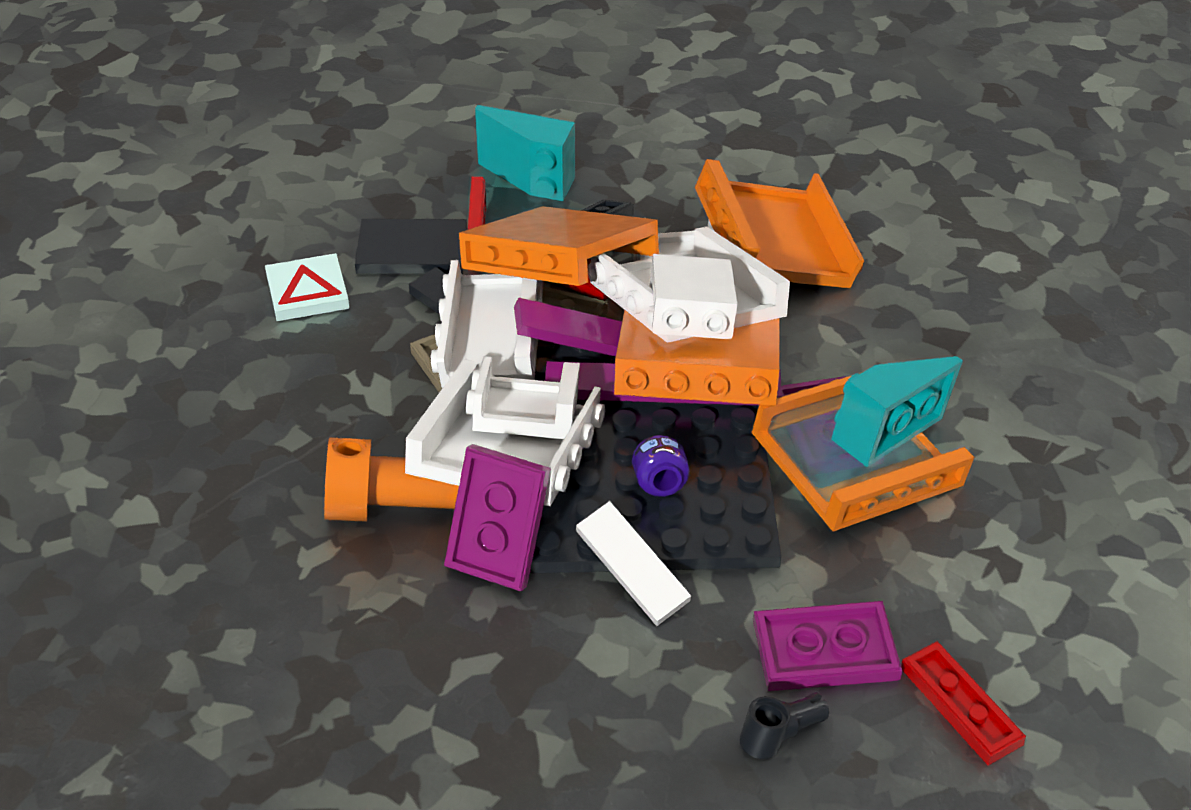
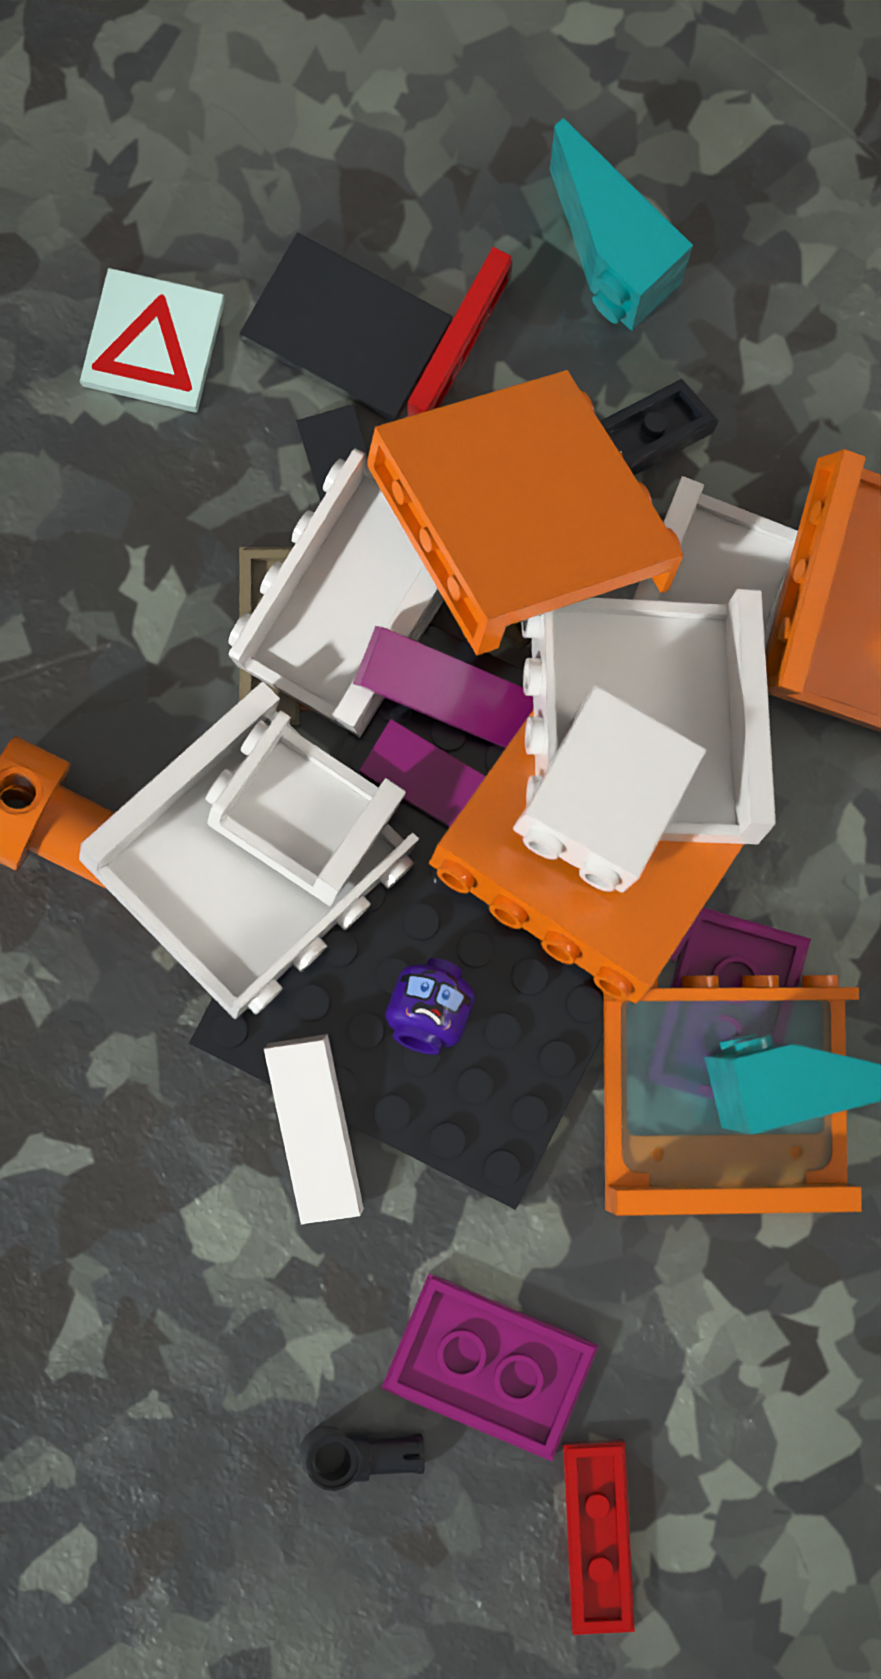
camera: 30 degrees right, 40 degrees up
(497, 517) = (163, 991): magenta tile -> none

